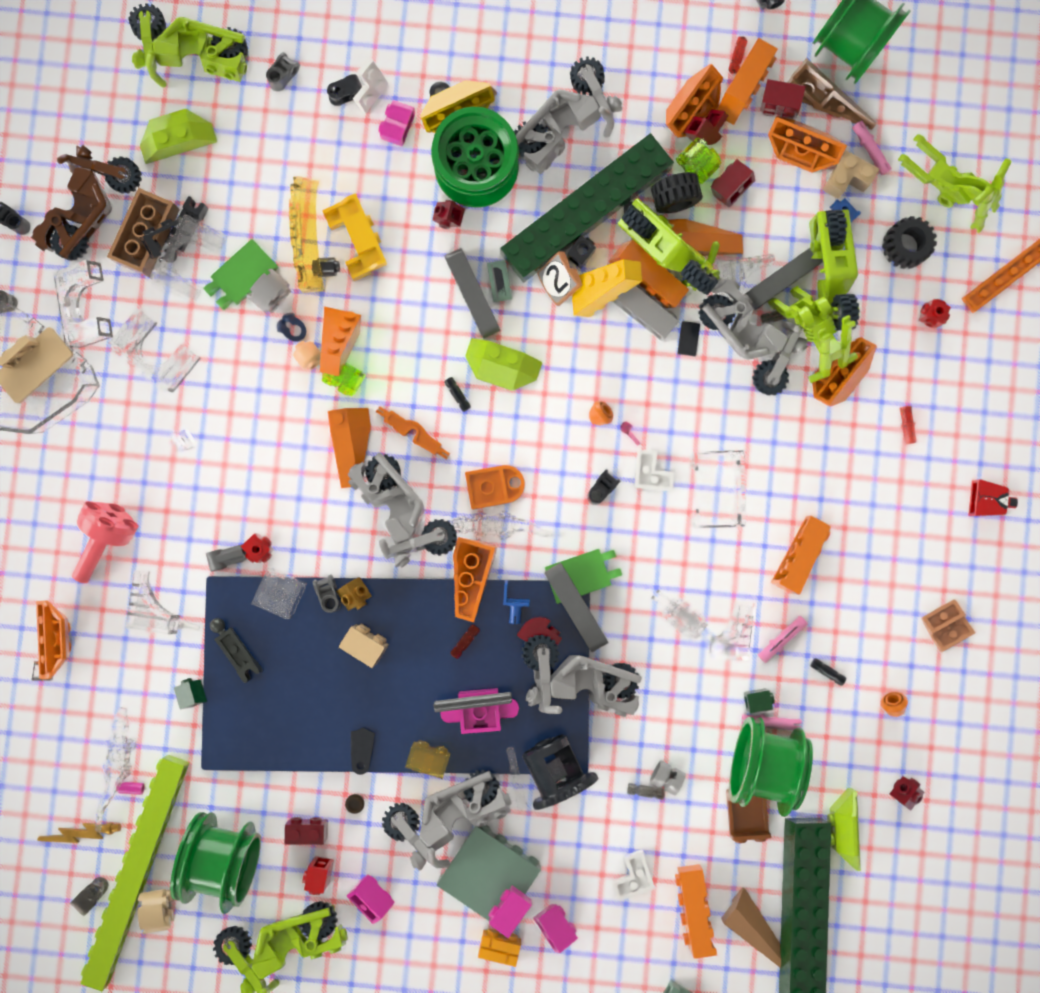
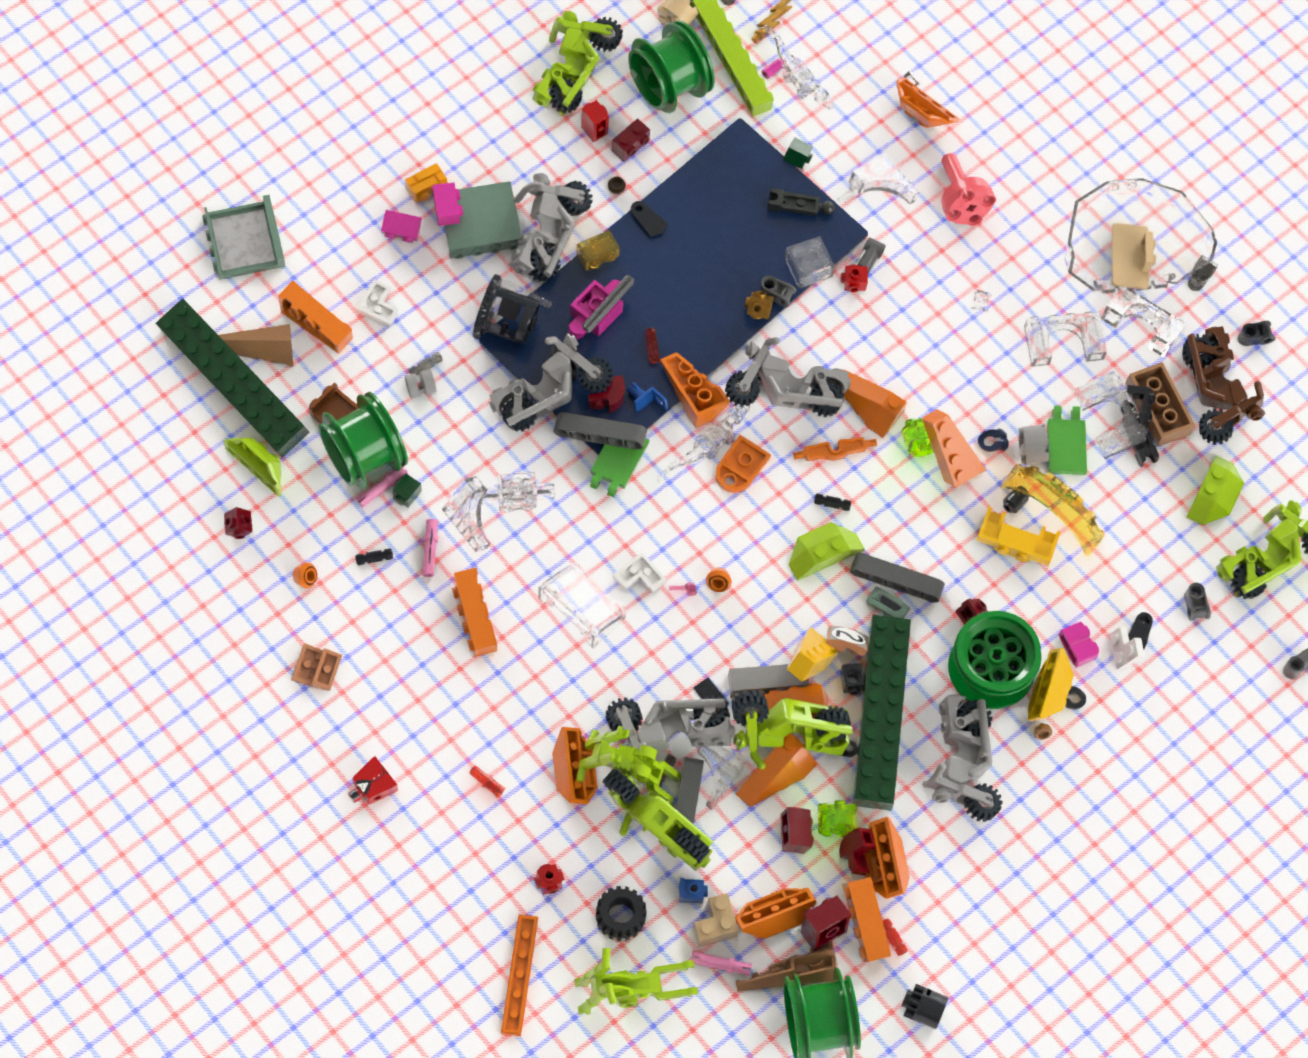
camera: 130 degrees right, 20 degrees down
(307, 355) = (966, 428): light nougat head -> none
(364, 645) = (717, 278): tan brick -> none
(370, 899) = (544, 137): dark pink brick -> none
(604, 485) = (664, 533): black piece -> none
(676, 192) = (828, 777): black tyre -> none

